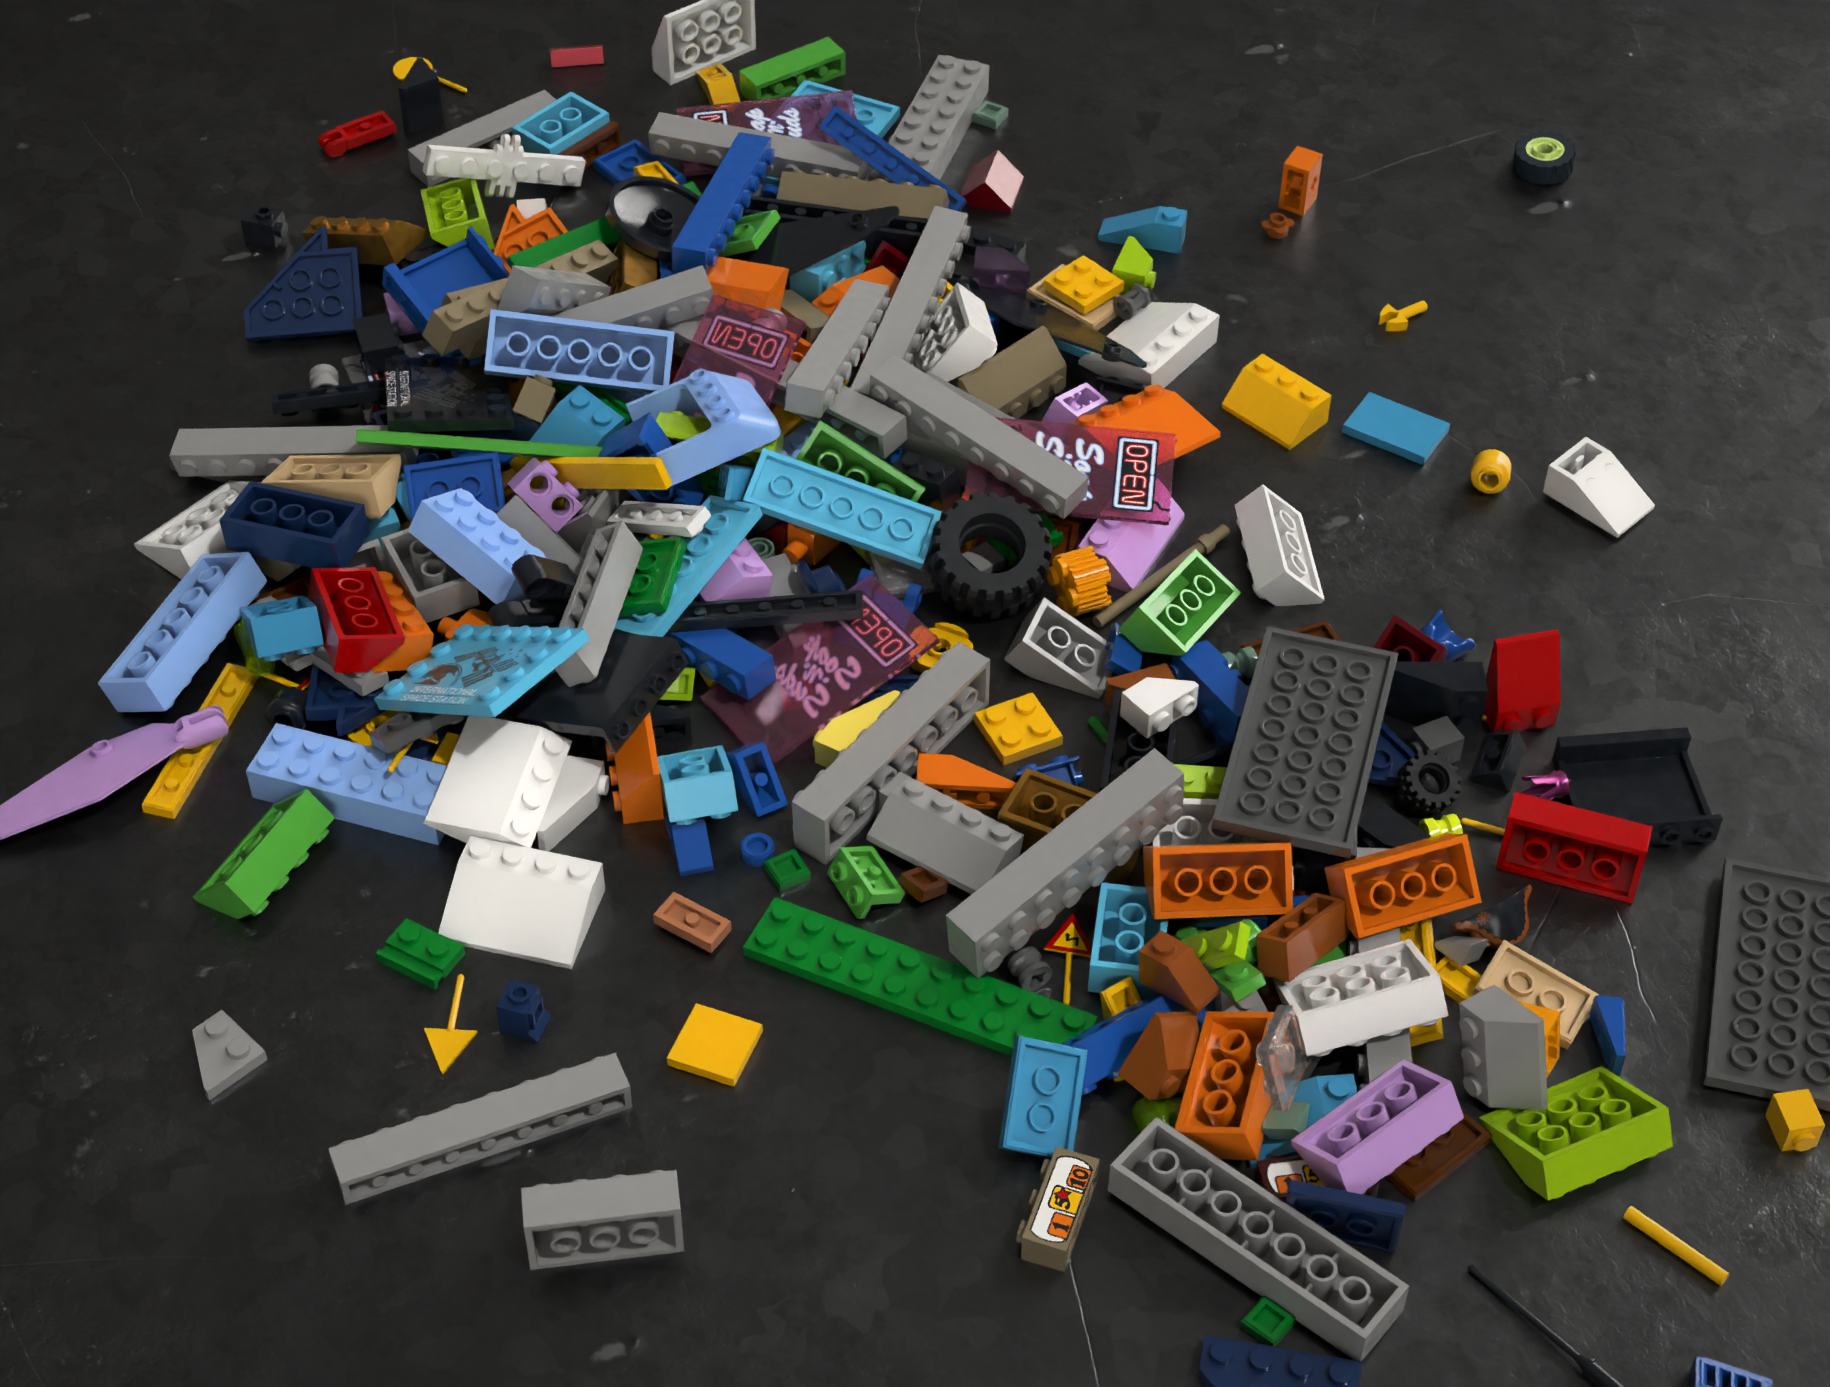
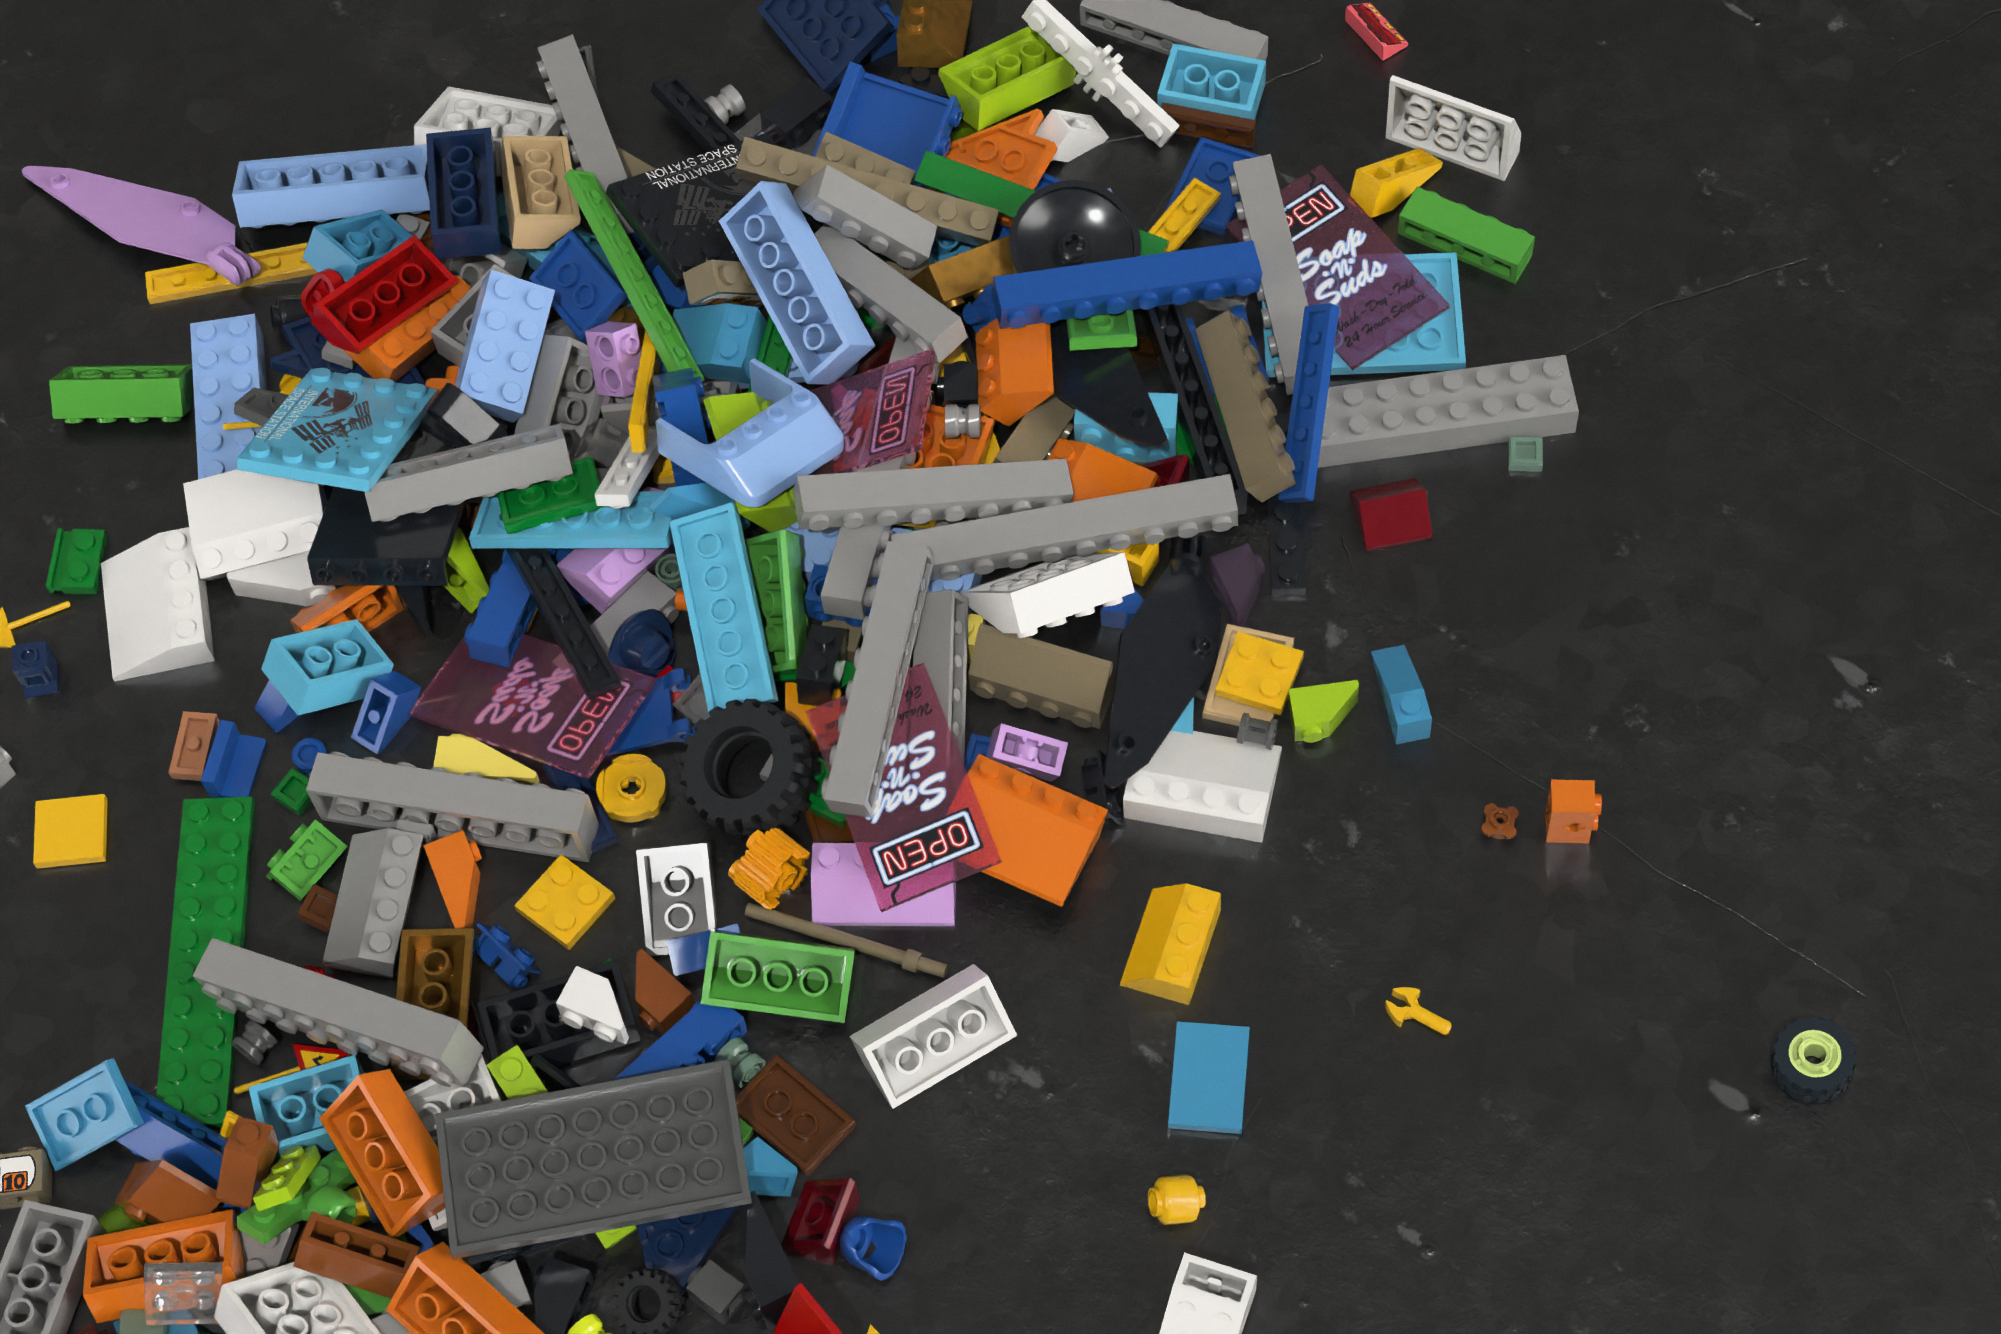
camera: 70 degrees right, 15 degrees up
(308, 656) = (319, 287): none -> red plate
(728, 901) = (232, 762): none -> blue panel

